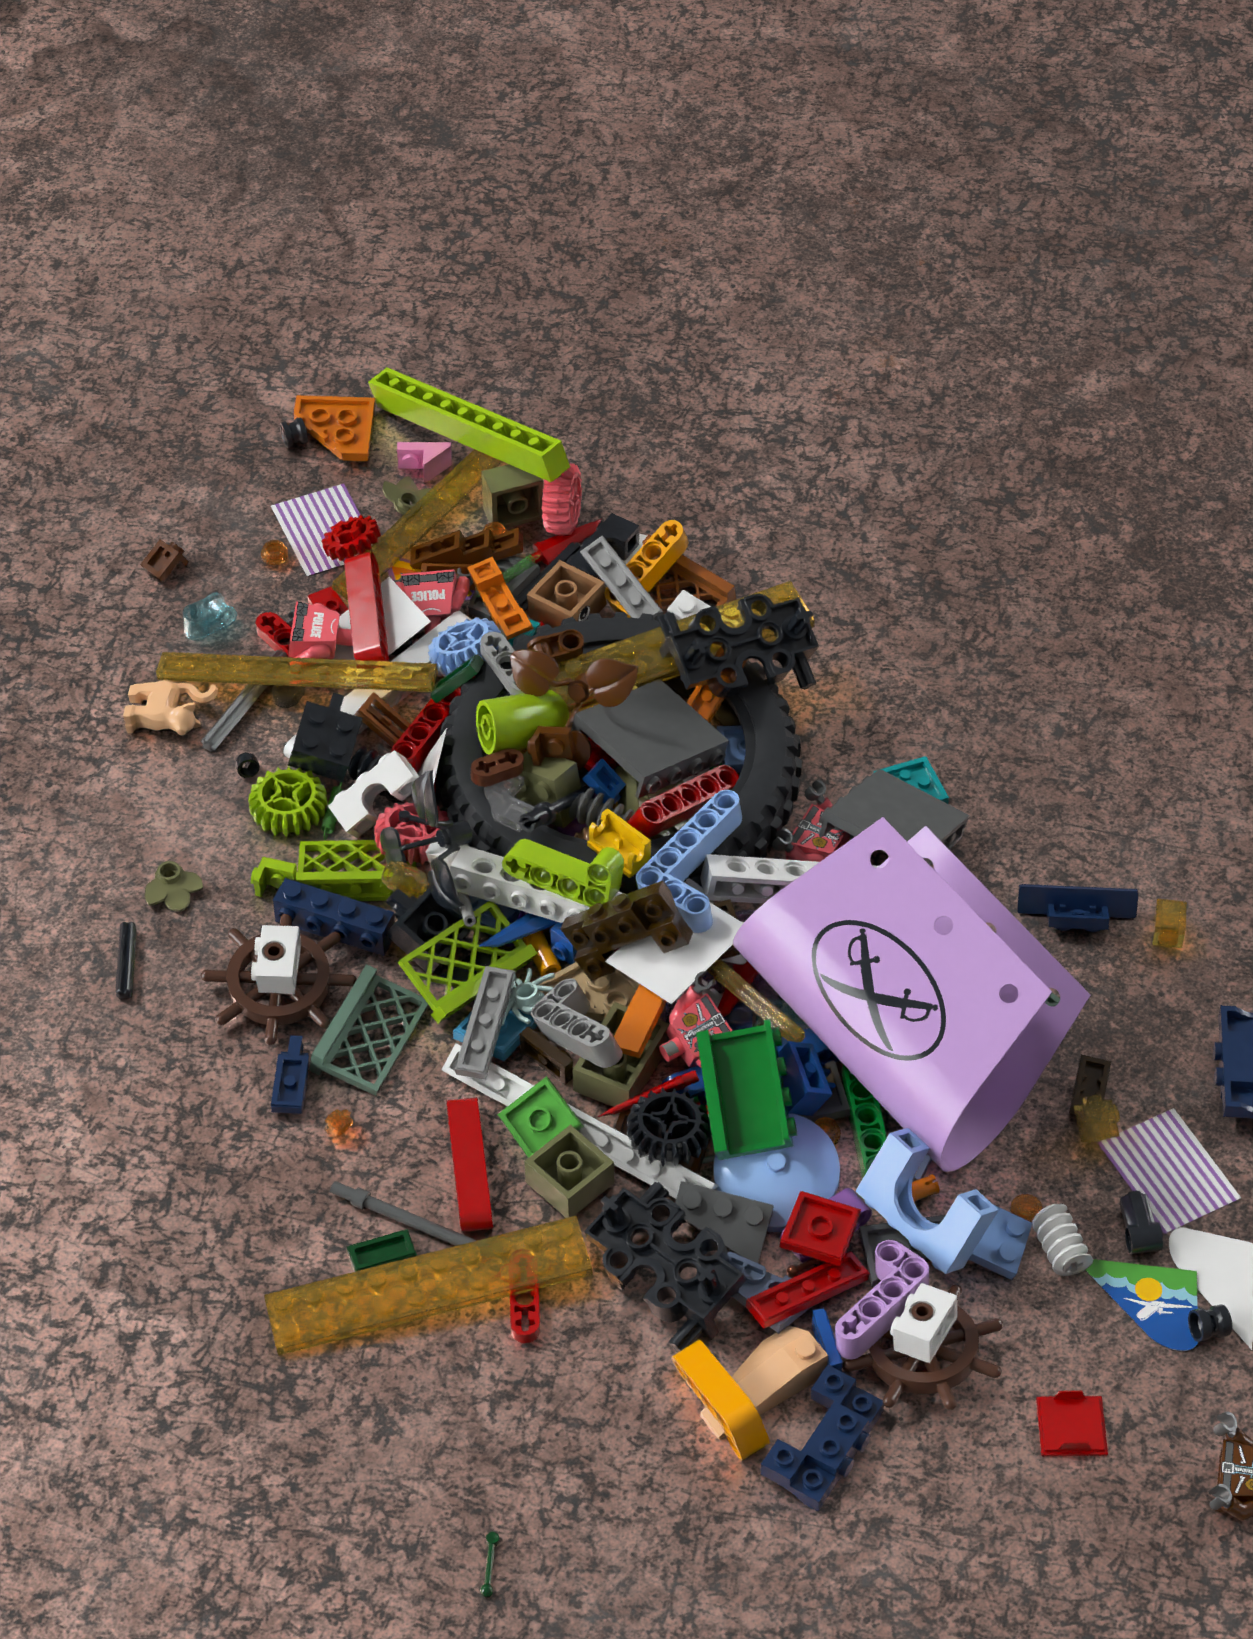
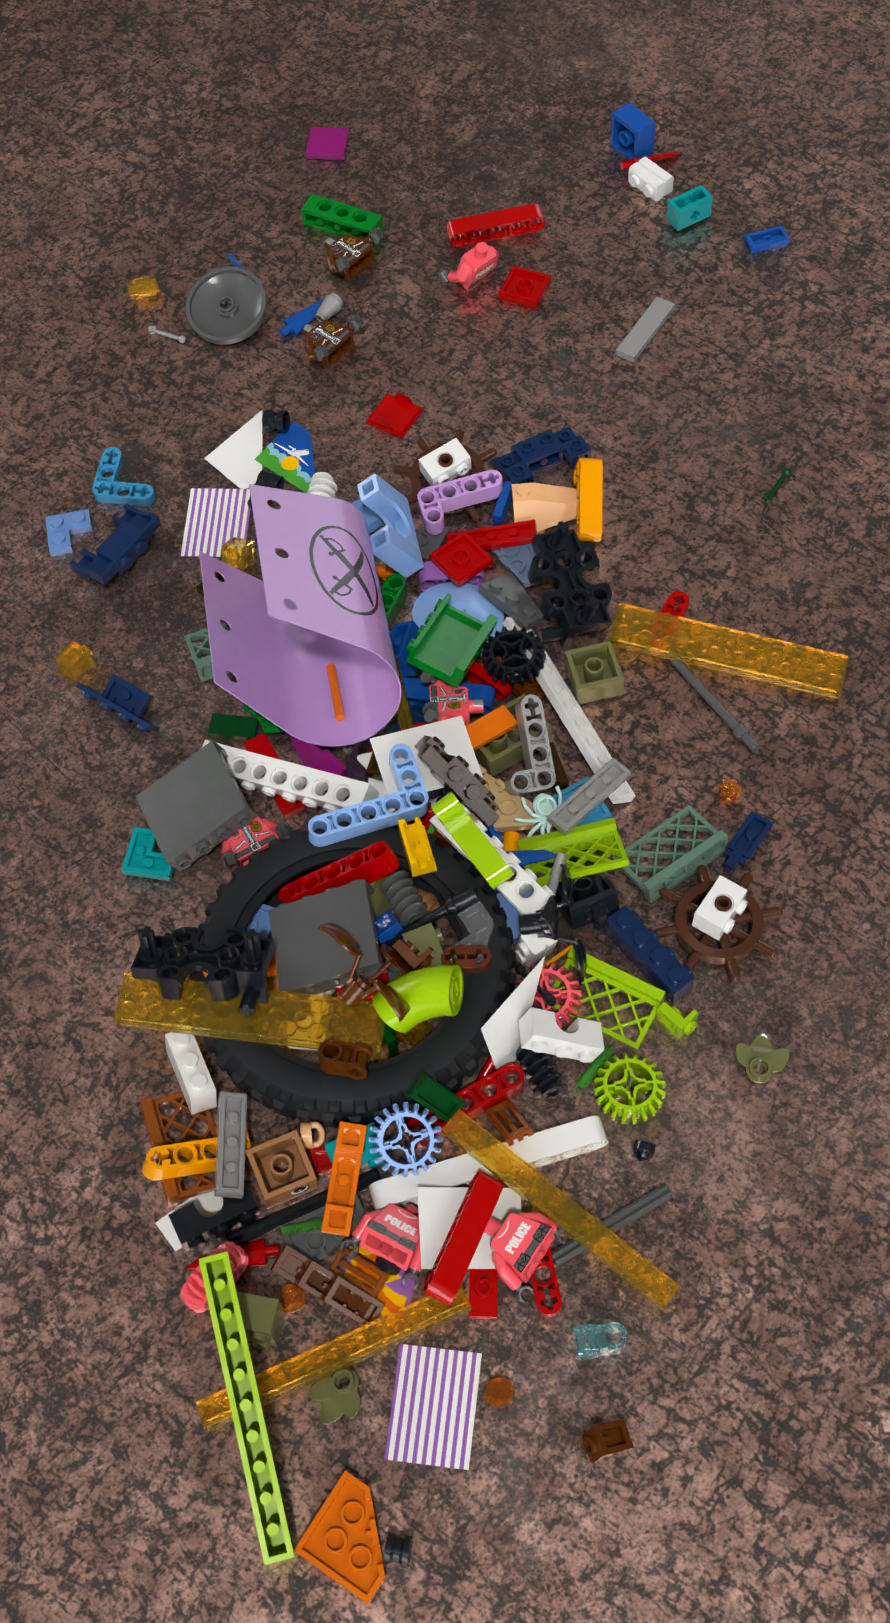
camera: 145 degrees left, 10 degrees up
(126, 960) = (828, 1007): black axle -> none
(162, 706) = (688, 1253): light nougat animal -> none
(325, 739) = (575, 1107): black hinge -> none
(351, 537) = (411, 1359): red gear -> none
(381, 1250) = (745, 691): dark green tile -> none
(404, 877) = (587, 929): clear yellow brick -> none
(429, 456) = (289, 1427): bright pink slope -> none
(469, 1164) = (654, 718): red beam -> none
(490, 655) = (400, 1077): light grey beam -> none
(538, 1116) = (590, 718): bright green tile -> none
(679, 1082) = (500, 688): red bar -> none

